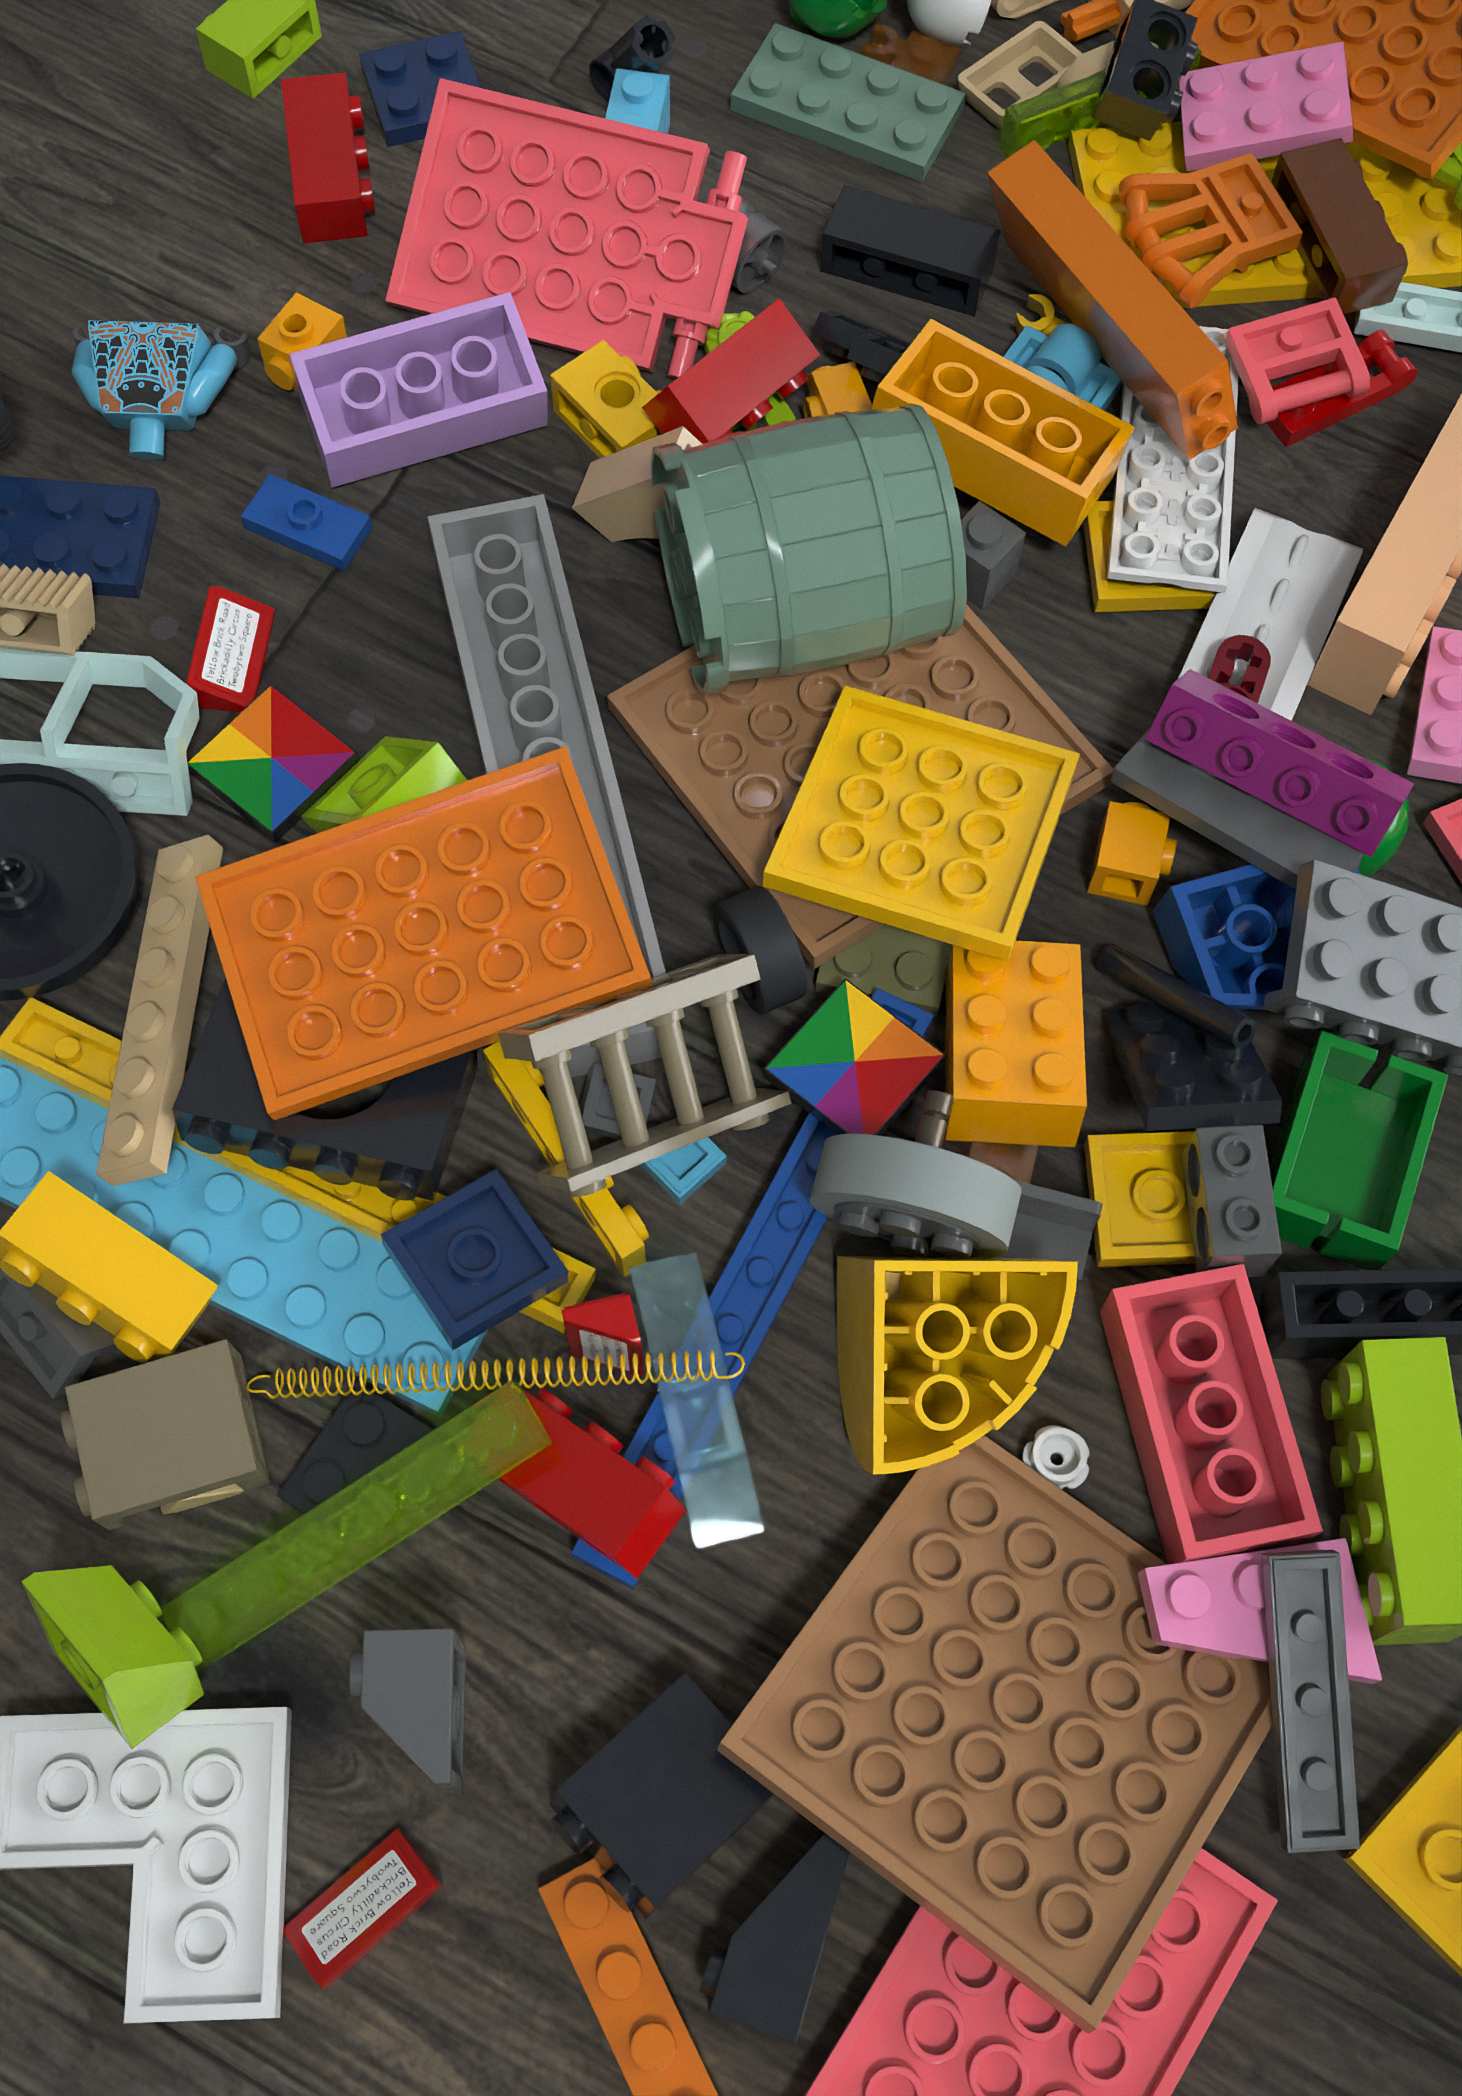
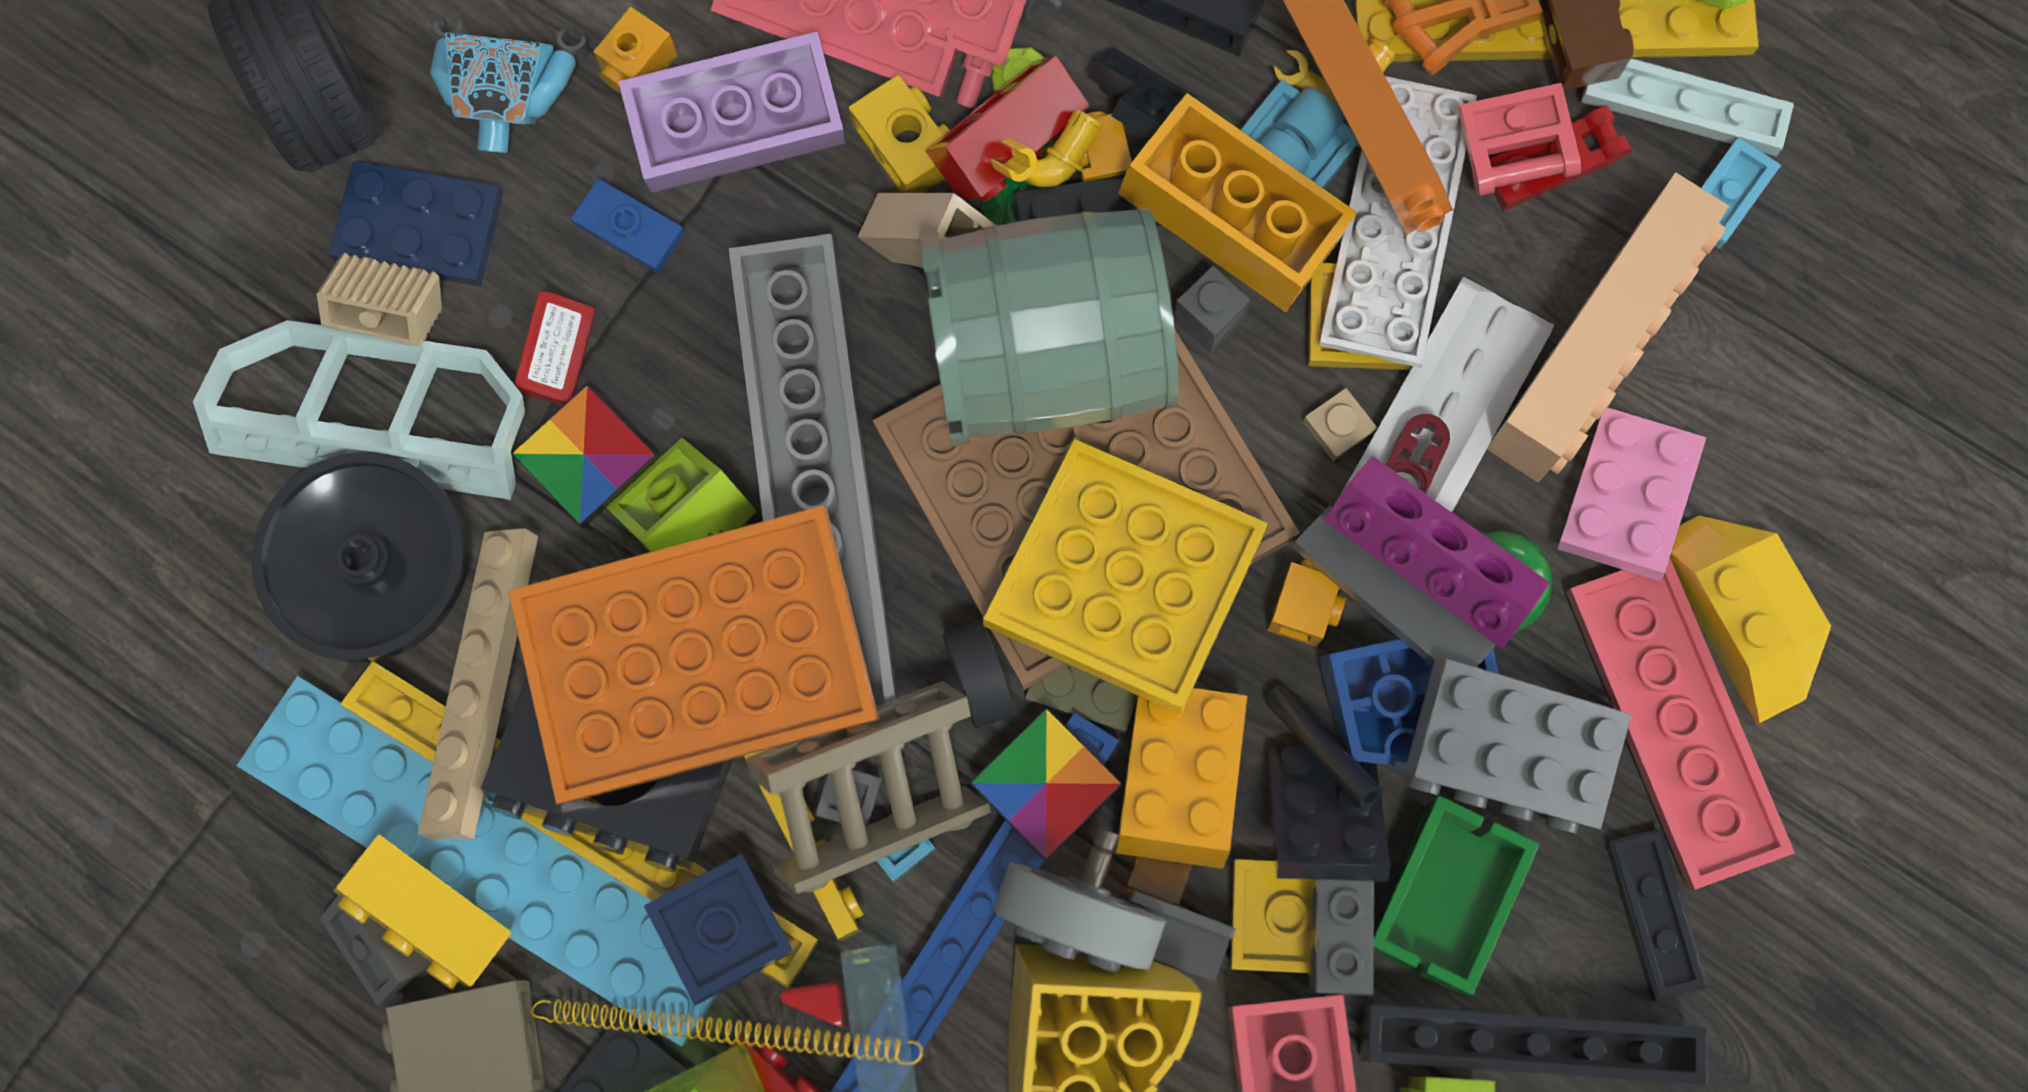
camera: 10 degrees right, 10 degrees up
(799, 401) = (1060, 161): none -> yellow piece
(1139, 669) = (1340, 425): none -> tan plate

